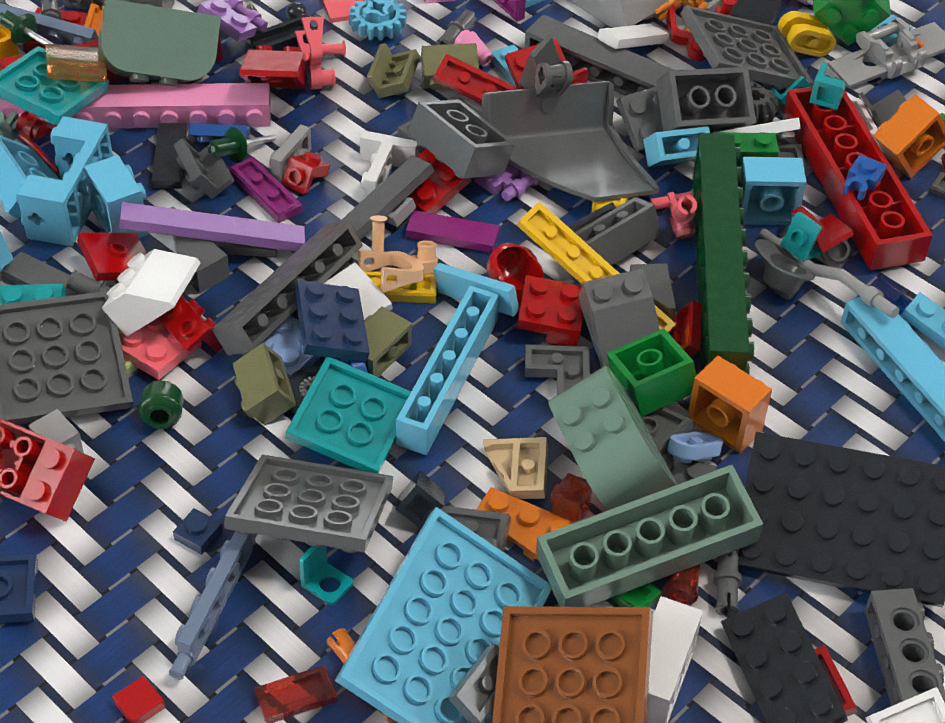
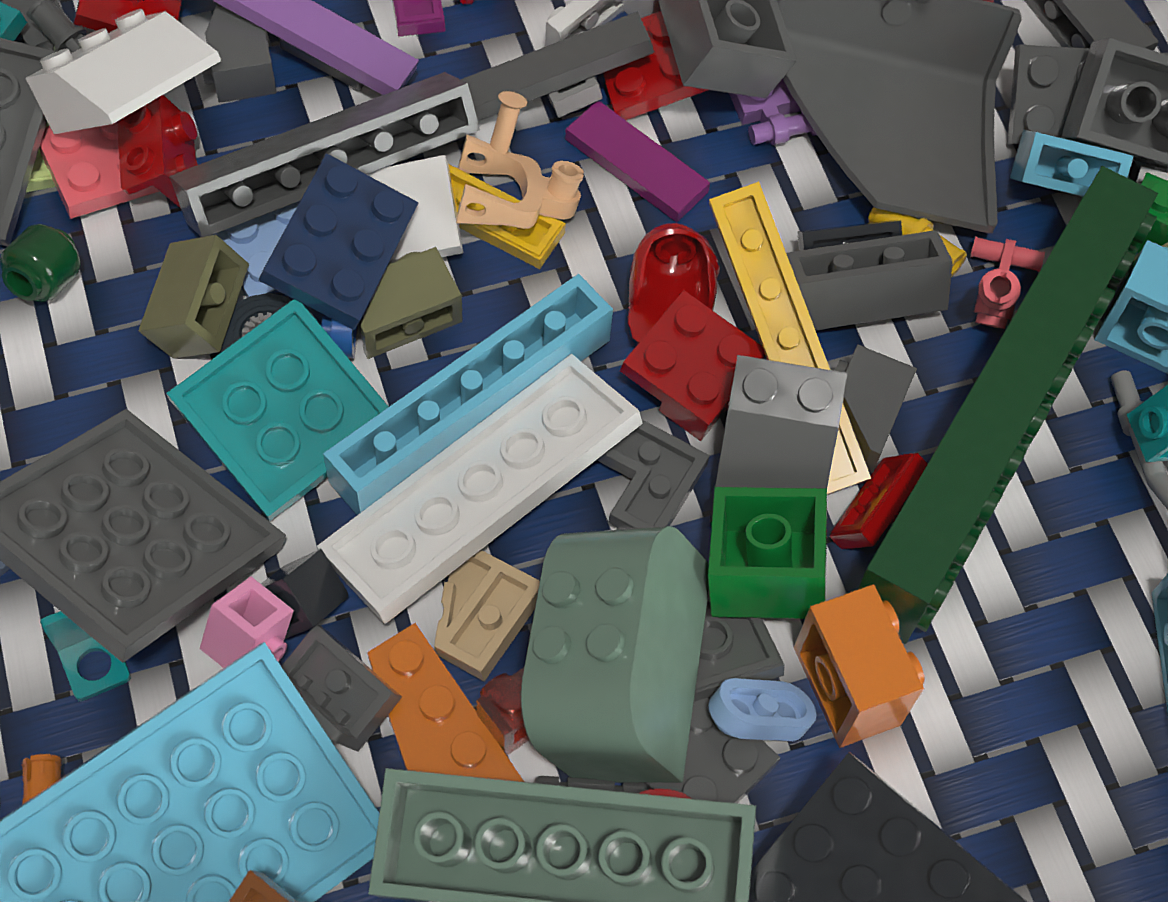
camera: 25 degrees right, 15 degrees up
(406, 520) = (245, 620): none -> bright pink brick
(455, 283) = (583, 257): medium azure tile -> none
(482, 408) = (479, 487): none -> white plate
(781, 269) = (1106, 458): dark grey piece -> none

